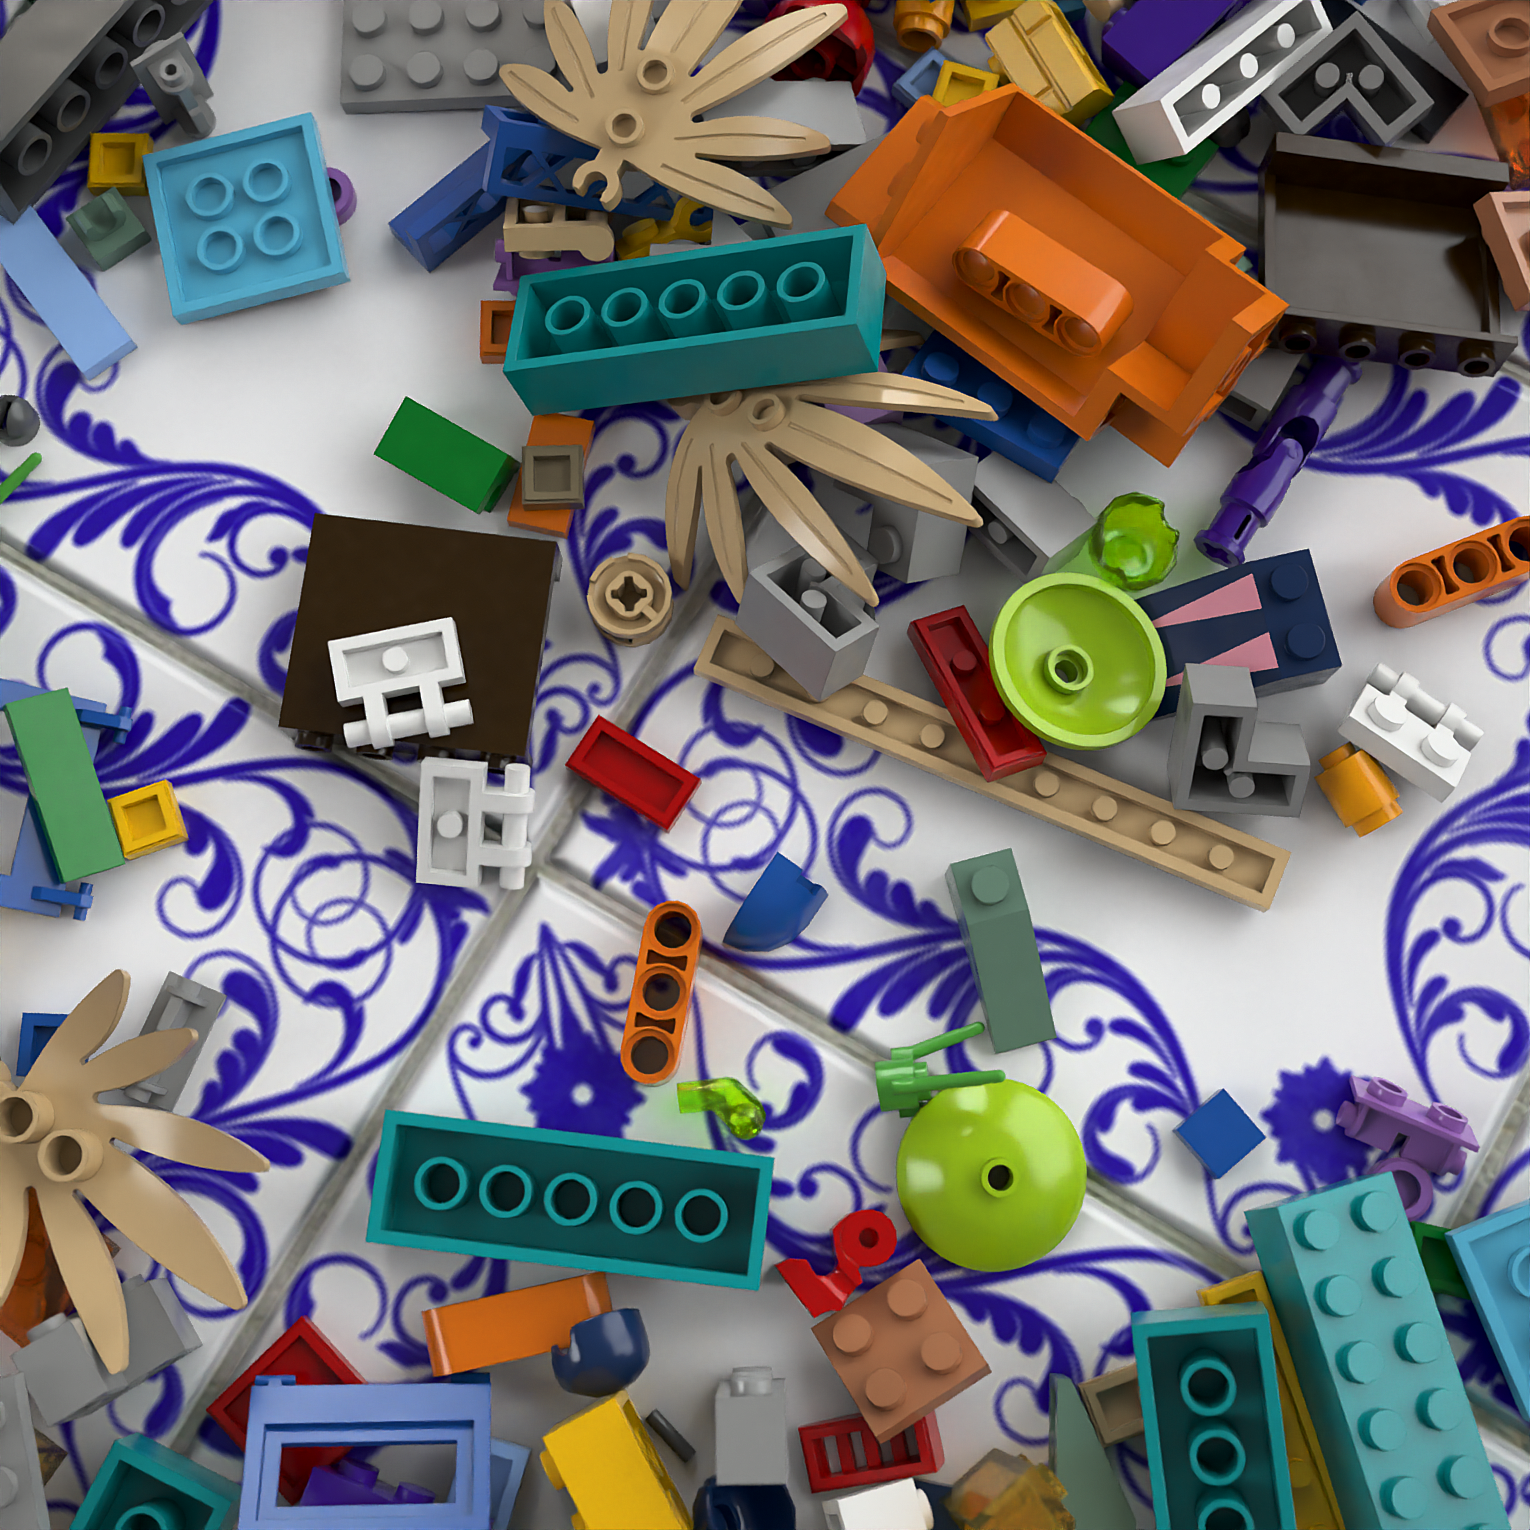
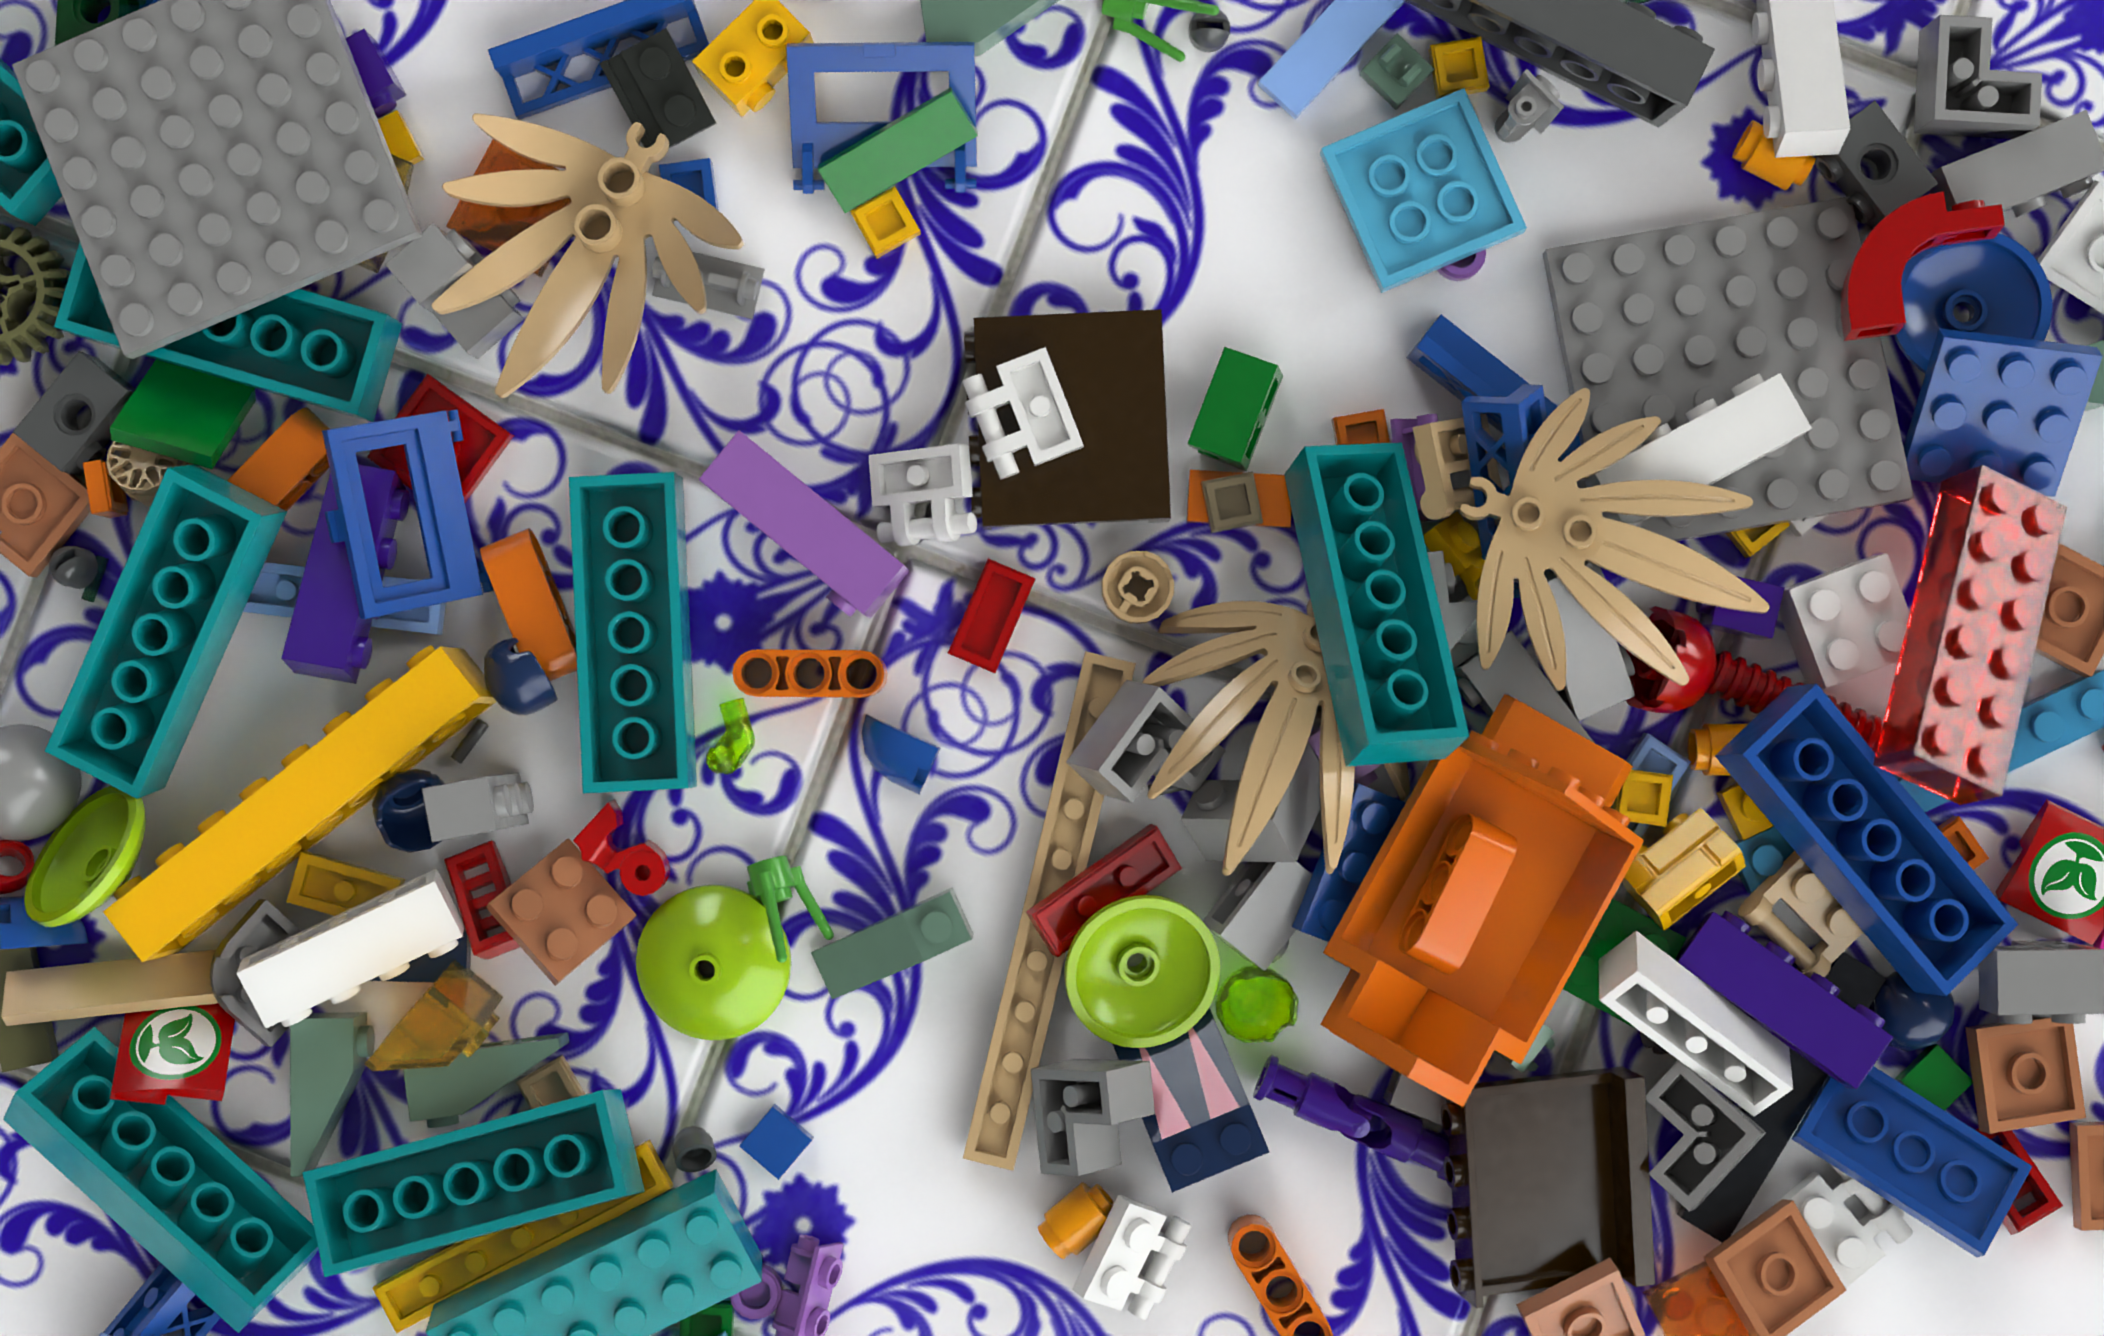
camera: 80 degrees right, 10 degrees up
(480, 965) = (805, 526): none -> medium lavender brick
(1216, 1236) = (693, 1149): none -> dark grey hinge

